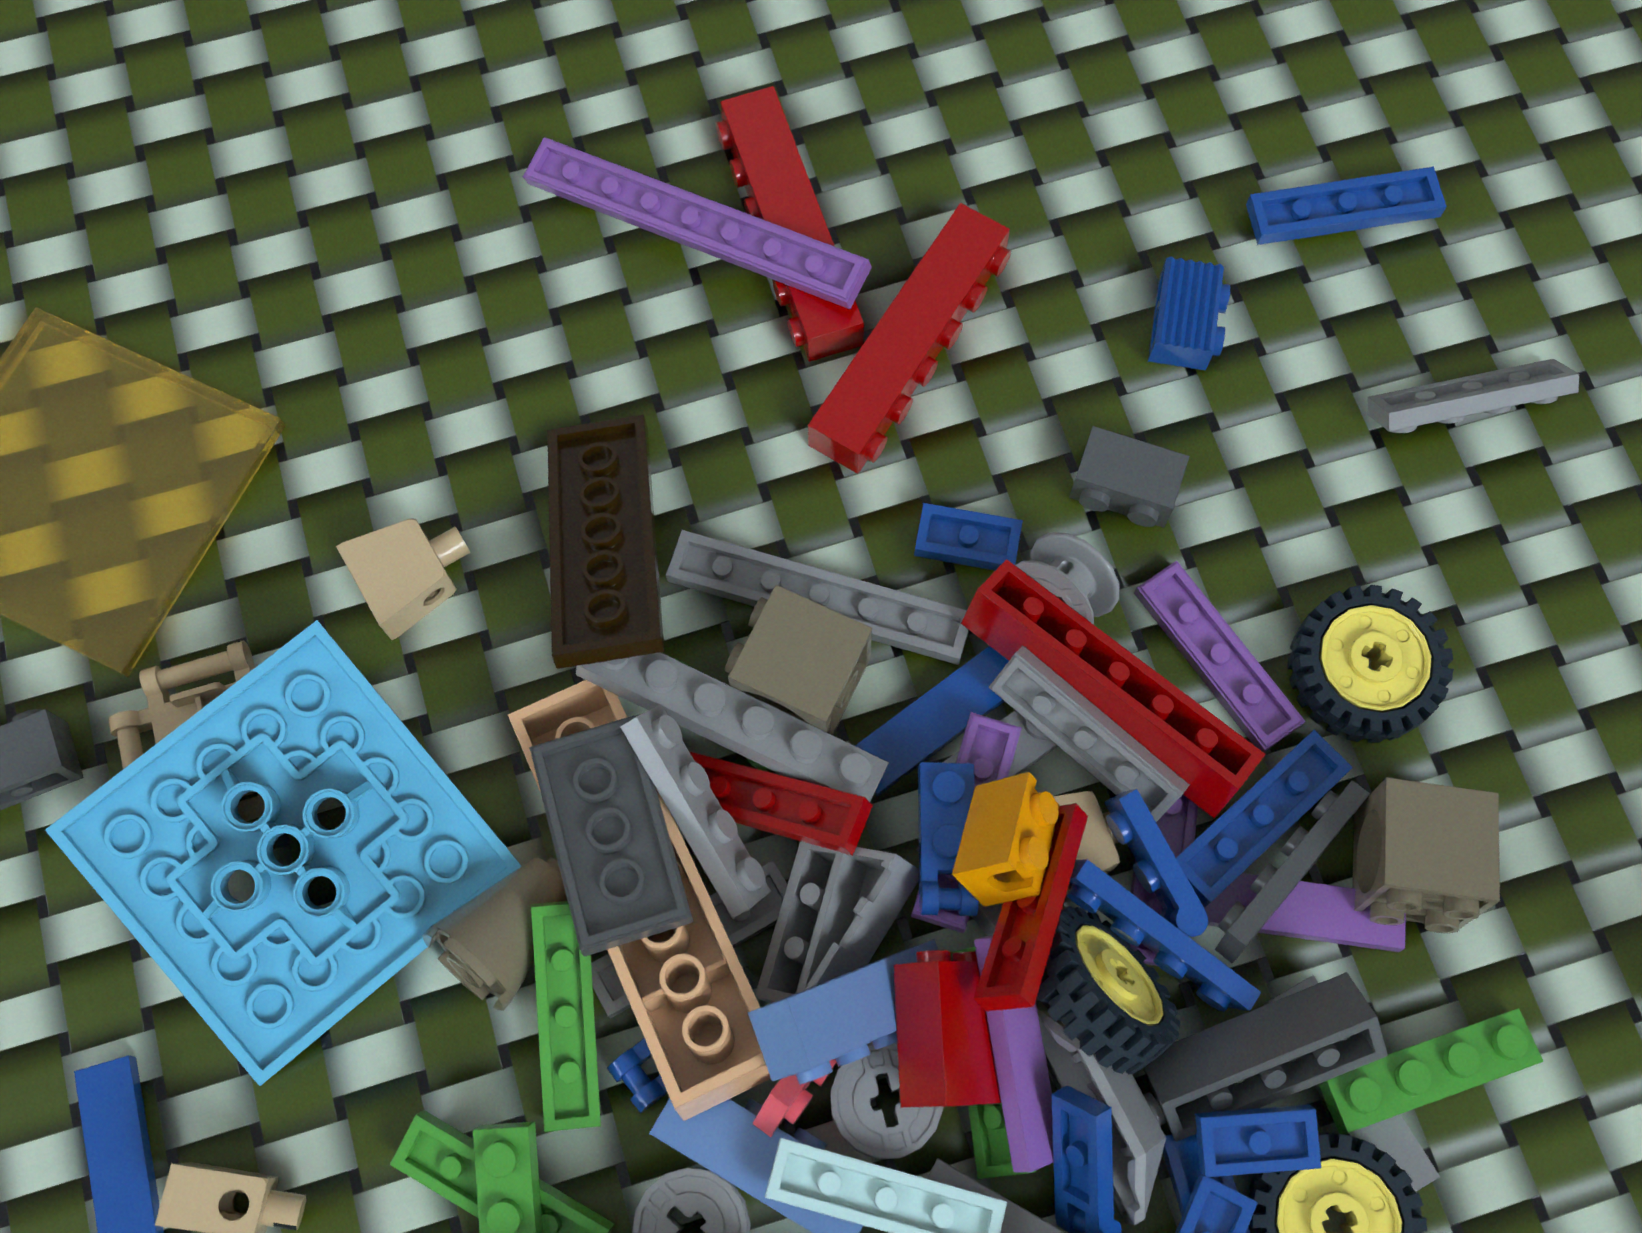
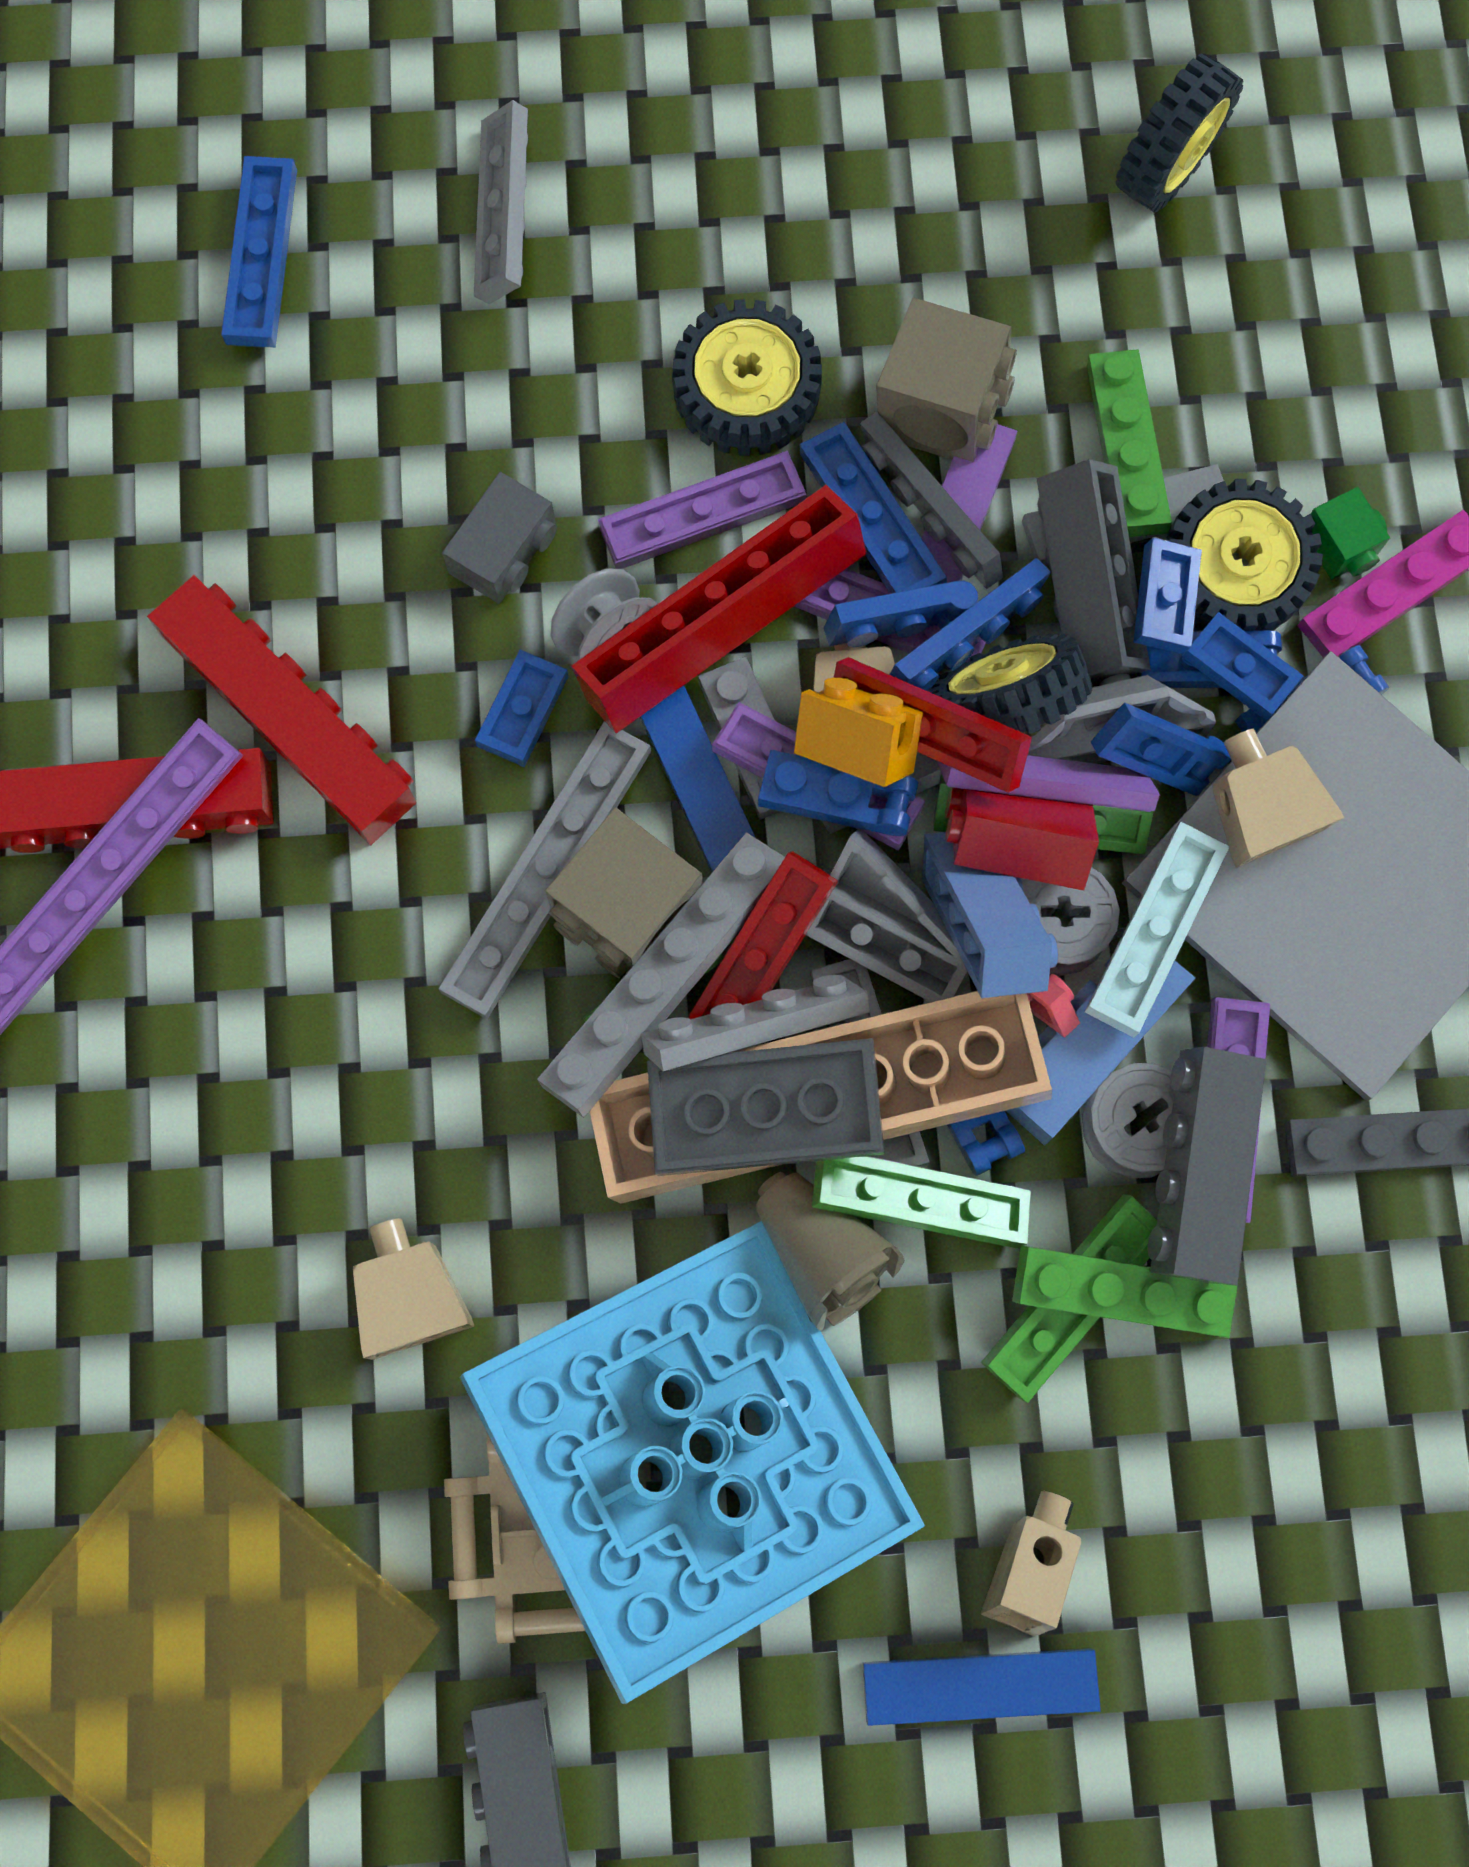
camera: 80 degrees left, 5 degrees up
(602, 543) = (440, 1062): dark brown plate -> none
(1086, 732) = (757, 644): light grey tile -> none
(1187, 314) = (337, 433): blue brick -> none

